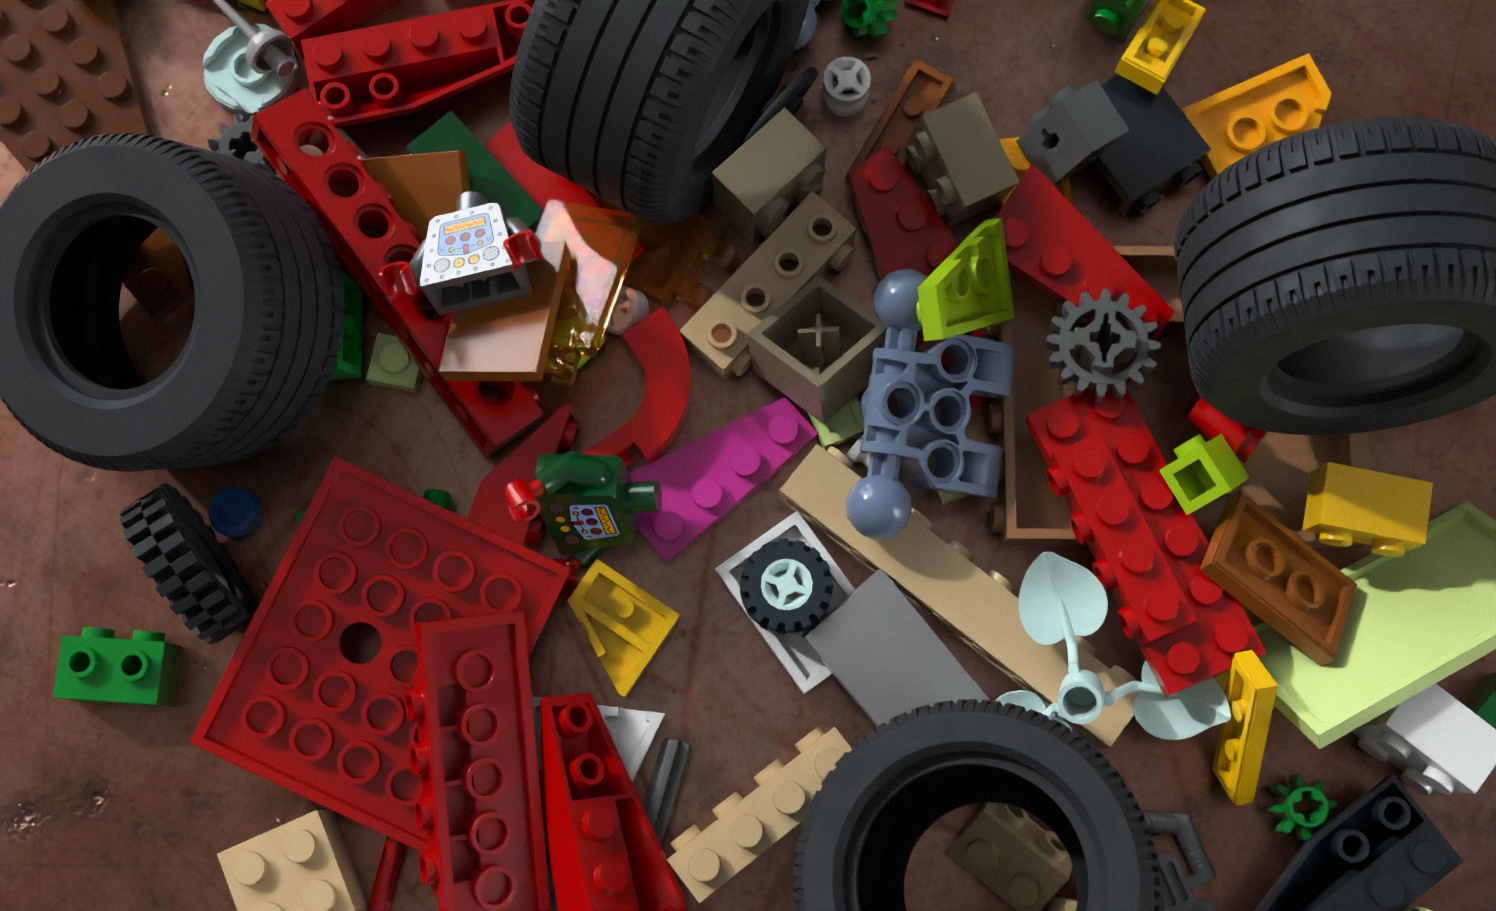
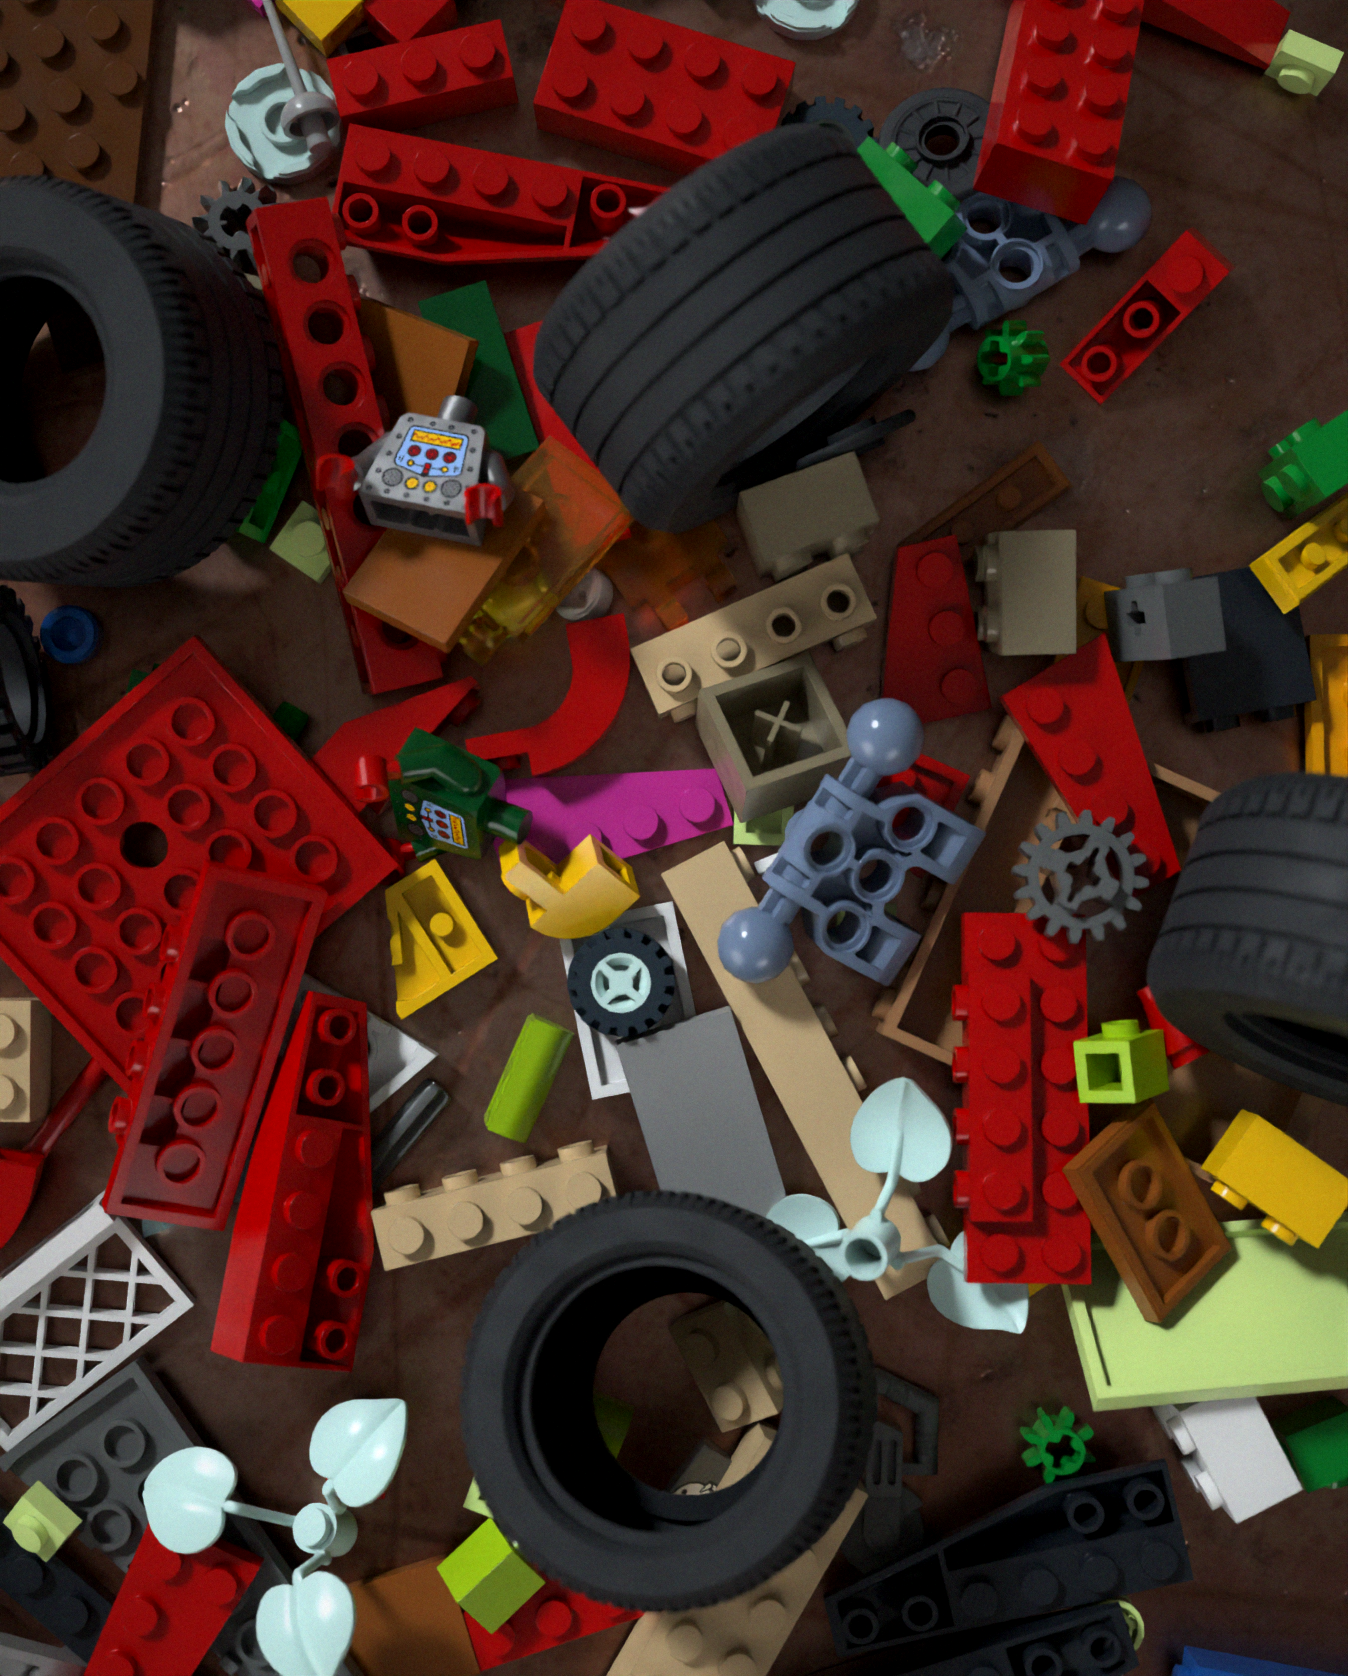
camera: 20 degrees right, 10 degrees up
(721, 536) = (576, 895): none -> yellow brick
(745, 700) = (527, 1078): none -> lime brick
(842, 75) = (954, 432): white wheel -> none
(968, 287) = (961, 753): lime wing -> none
(1244, 736) = (1028, 1356): yellow tile -> none

